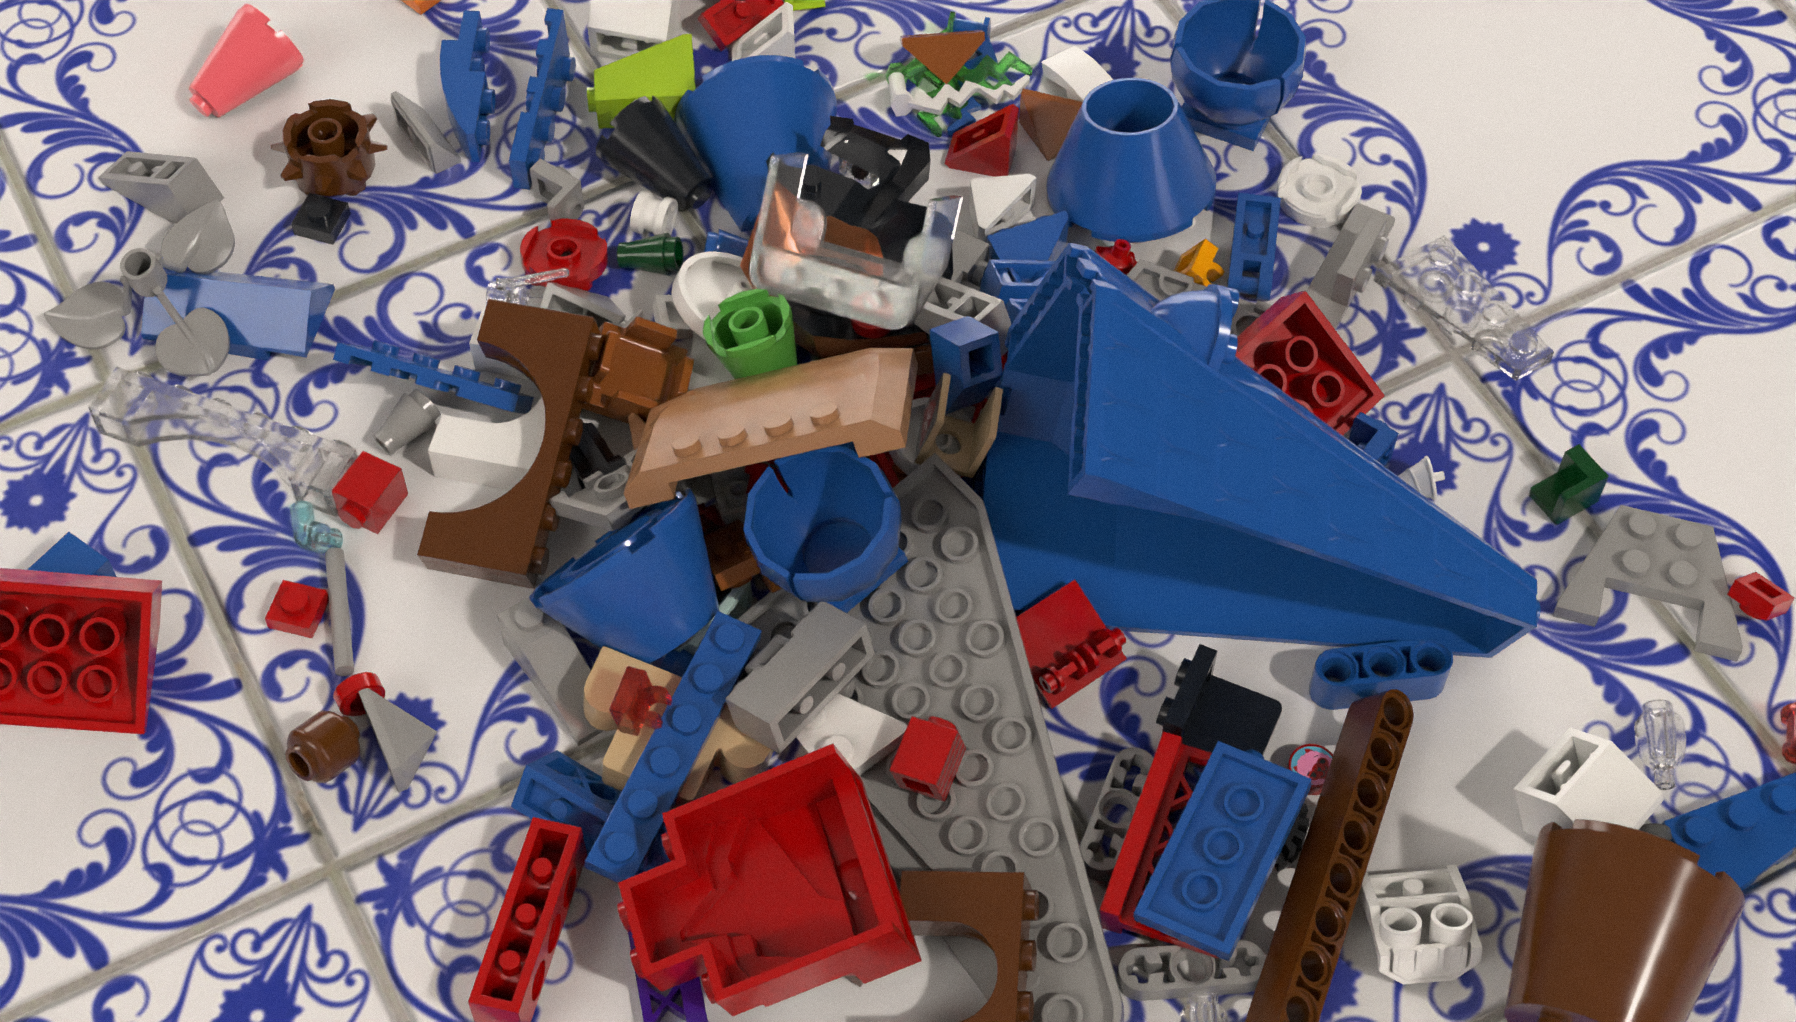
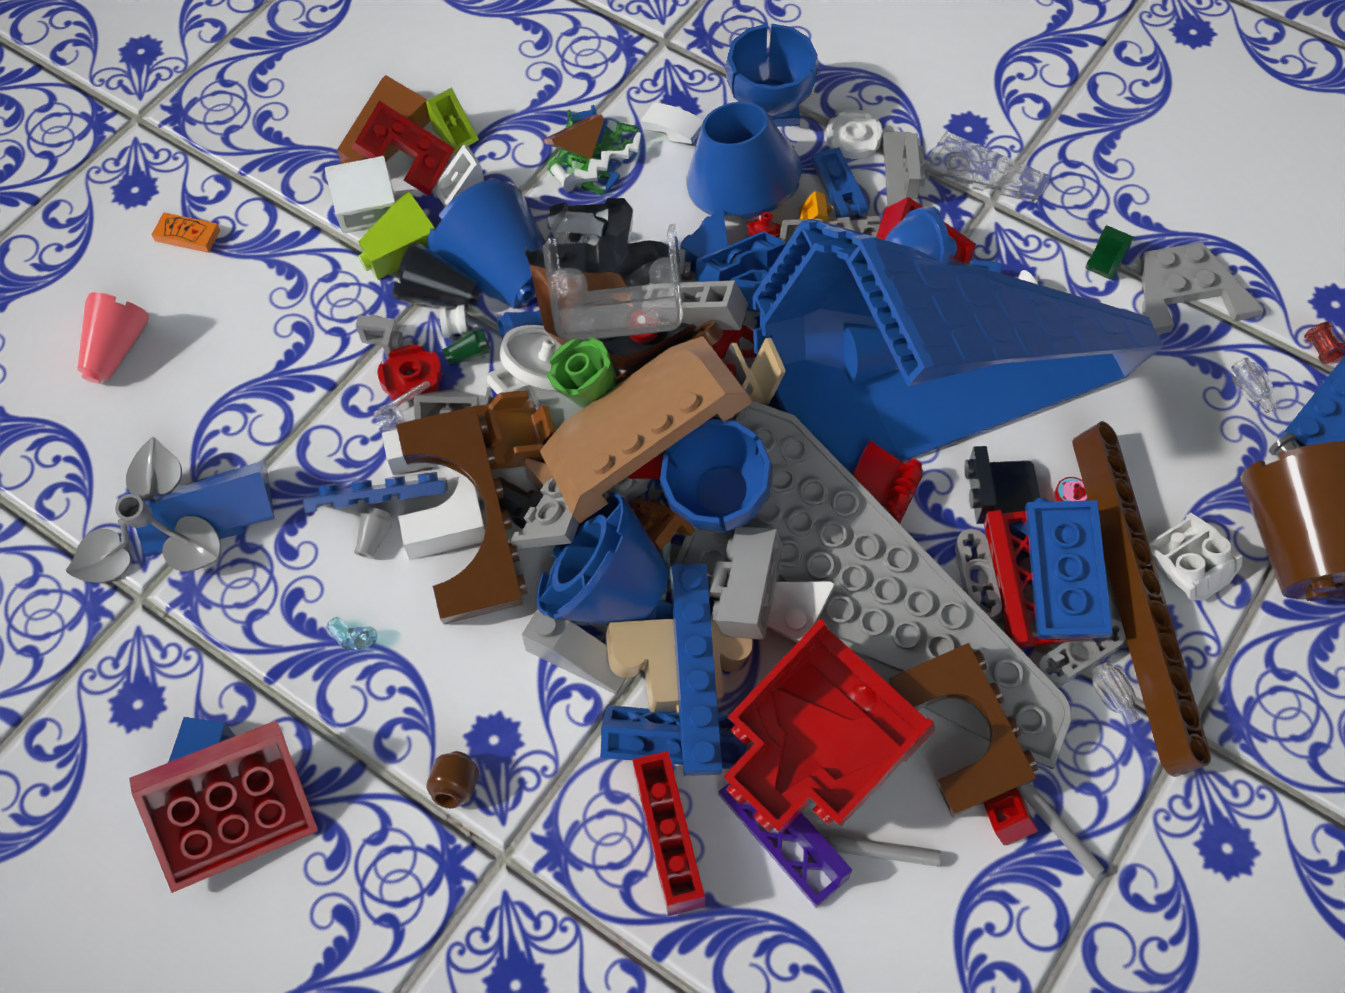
camera: 25 degrees left, 5 degrees up
(148, 411) = (183, 606): clear arch -> none
(162, 183) = (99, 442): light grey slope -> none
(297, 609) = (373, 693): red plate -> none
(321, 218) = (224, 419): black plate -> none
(329, 149) = (205, 369): reddish brown brick -> none
(339, 612) = (403, 681): light grey bar -> none
(347, 692) = (454, 732): red tile -> none
(369, 493) = (377, 591): red brick -> none
(399, 736) = (497, 747): light grey slope -> none
(423, 134) = (261, 332): light grey slope -> none
(466, 85) = (274, 289): blue slope -> none
(543, 99) = (334, 274): blue wing -> none
(633, 701) = (657, 649): clear red tile -> none
(928, 757) = (859, 596): red brick -> none
(971, 357) = (733, 323): blue slope -> none
(986, 145) = (640, 185): red slope -> none
(999, 202) = (669, 213): white slope -> none
(1047, 119) = (671, 155): dark orange slope -> none
(1397, 660) = (1086, 406): blue beam -> none
(1586, 781) = (1240, 434): white slope -> none
(1760, 597) = (1253, 273): red plate -> none

